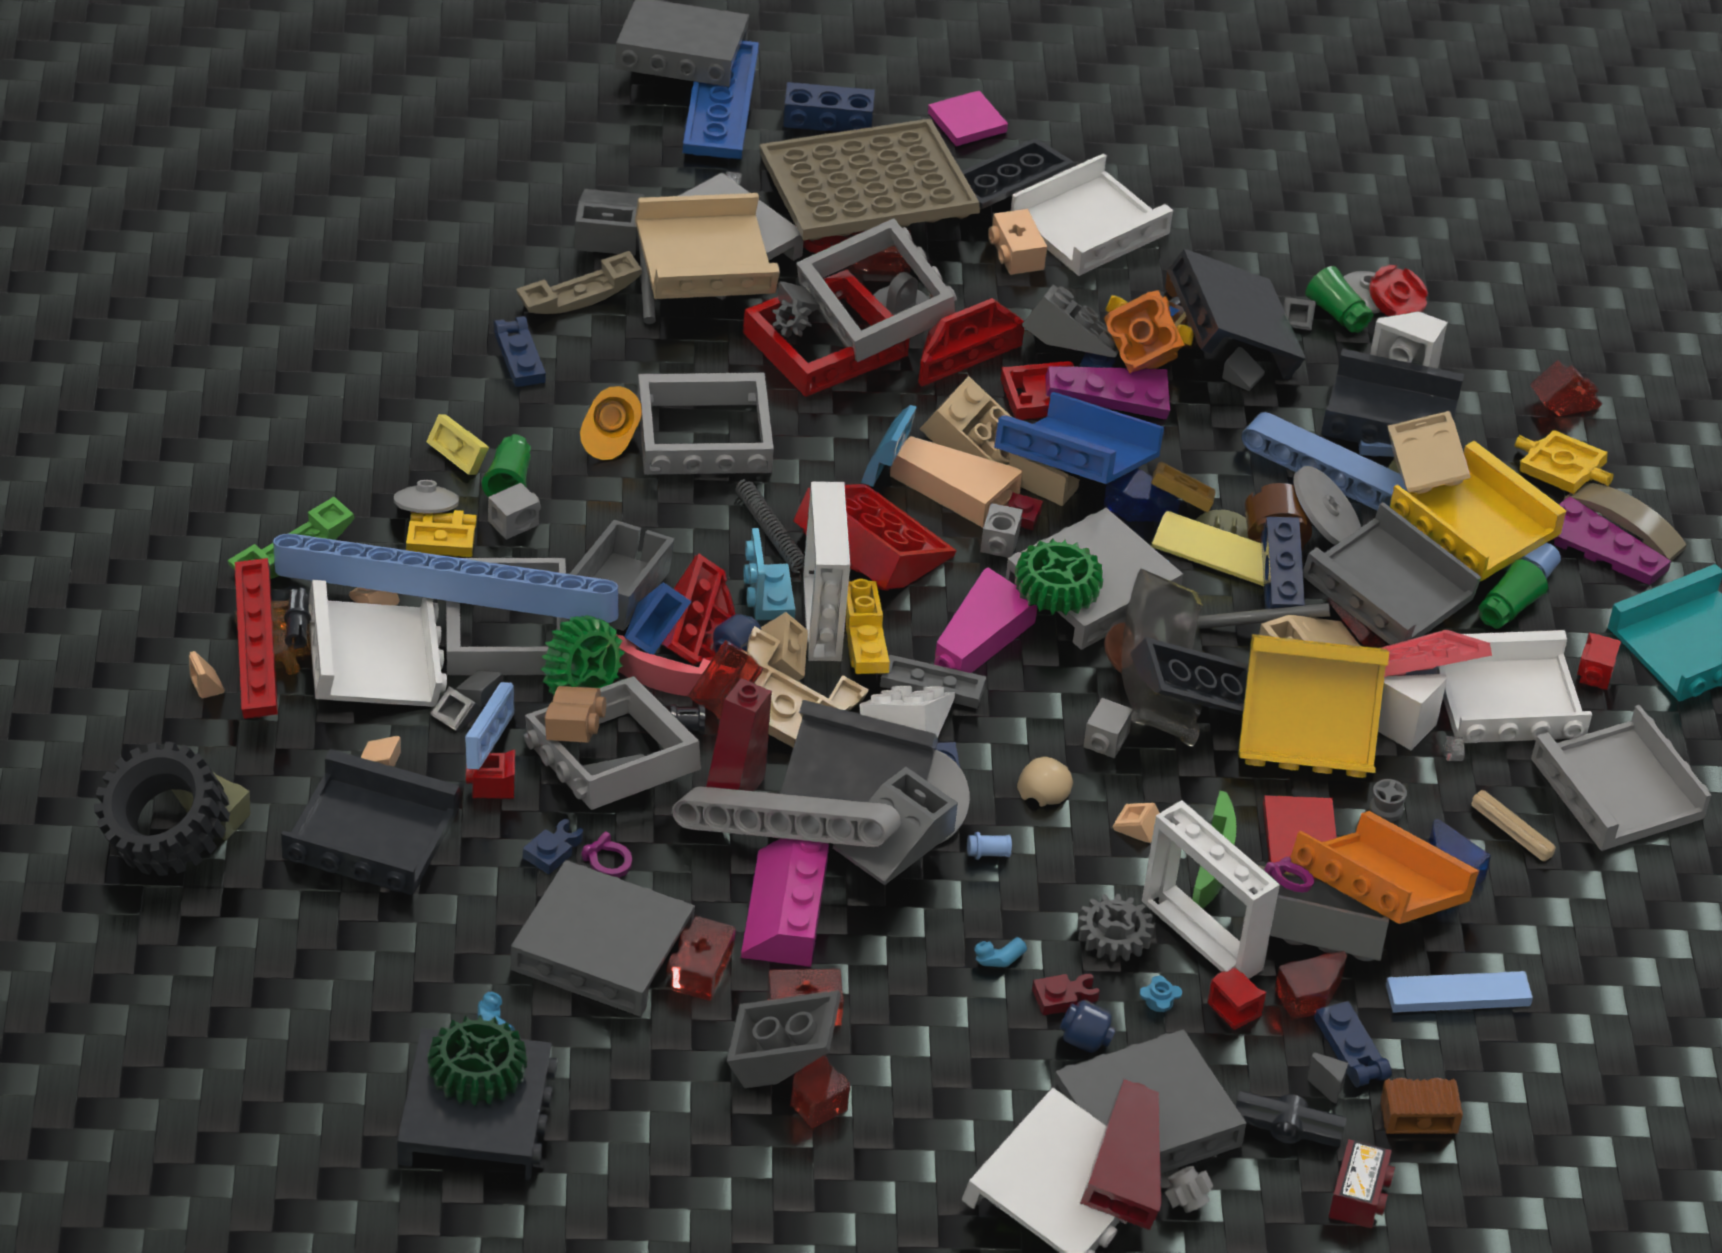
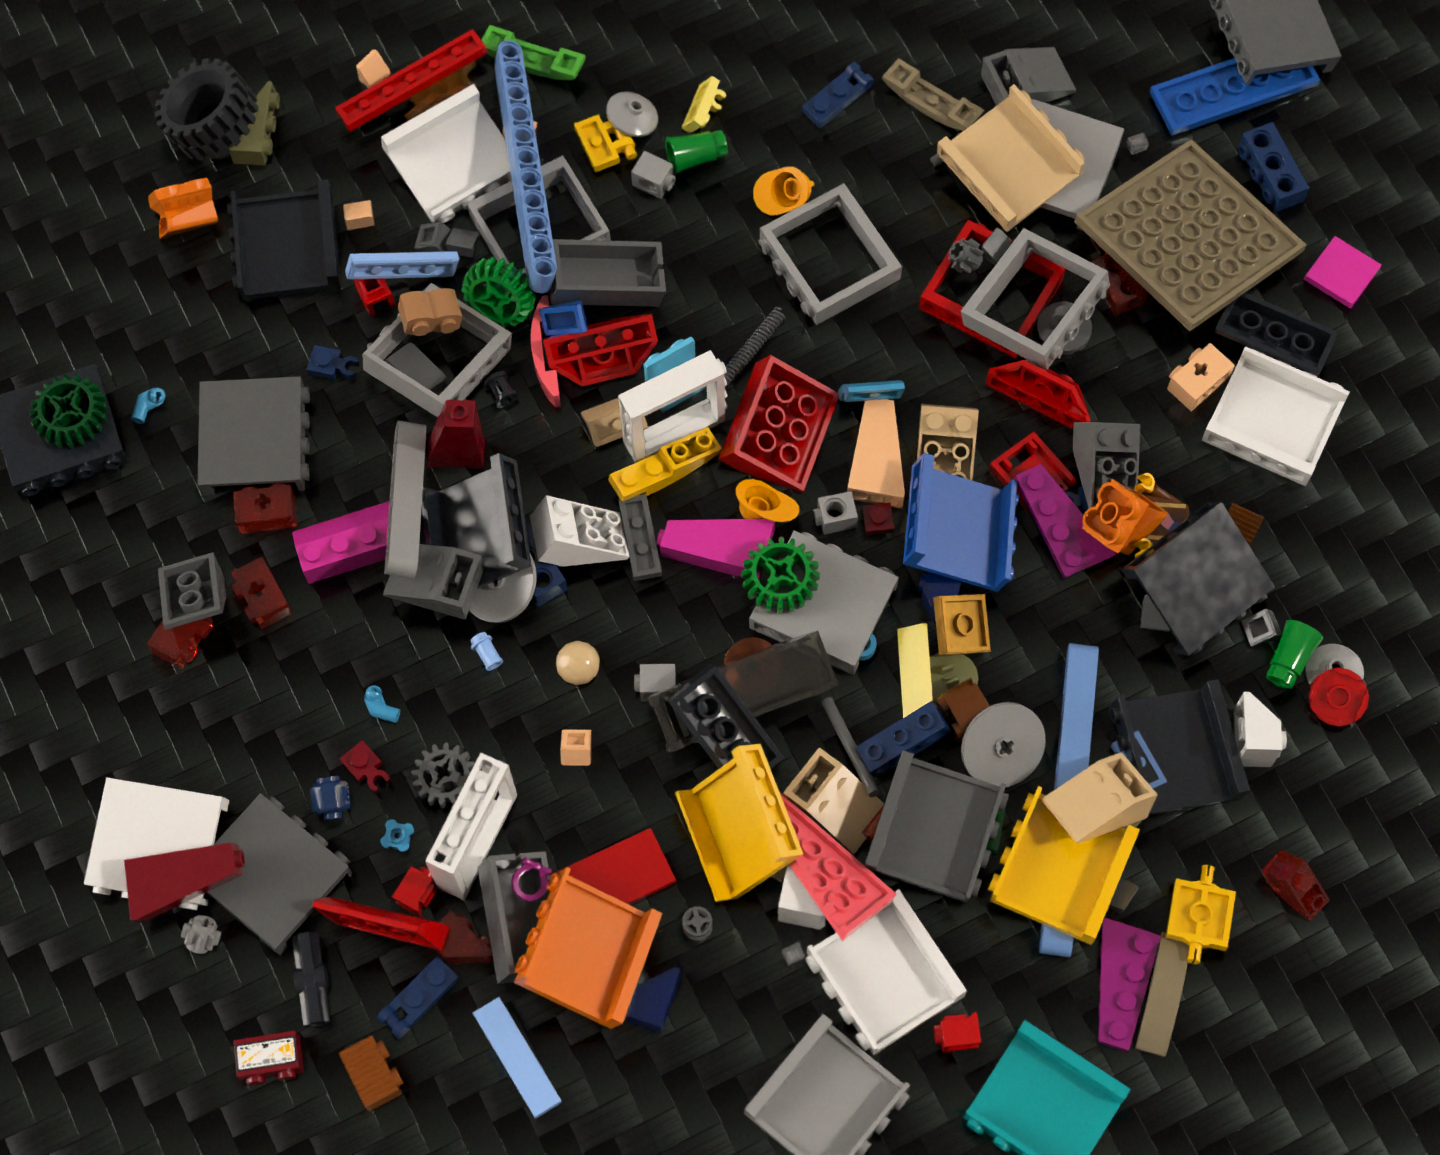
camera: 70 degrees right, 25 degrees up
(269, 884) = (183, 207): none -> orange piece
(297, 618) = (444, 93): black axle -> none
(590, 851) = (336, 391): magenta piece -> none
(722, 675) = (539, 395): clear red panel -> none
(735, 630) = (600, 383): dark blue head -> none
(789, 693) = (548, 445): tan wing -> none
(959, 575) = (762, 501): none -> light orange piece
(1225, 823) = (524, 822): bright green slope -> none
(1268, 1017) = (383, 922): none -> red slope
(1327, 1075) = (368, 992): dark grey slope -> none
(1513, 593) = (995, 932): green plant -> none
(1513, 825) = (726, 1033): tan axle -> none

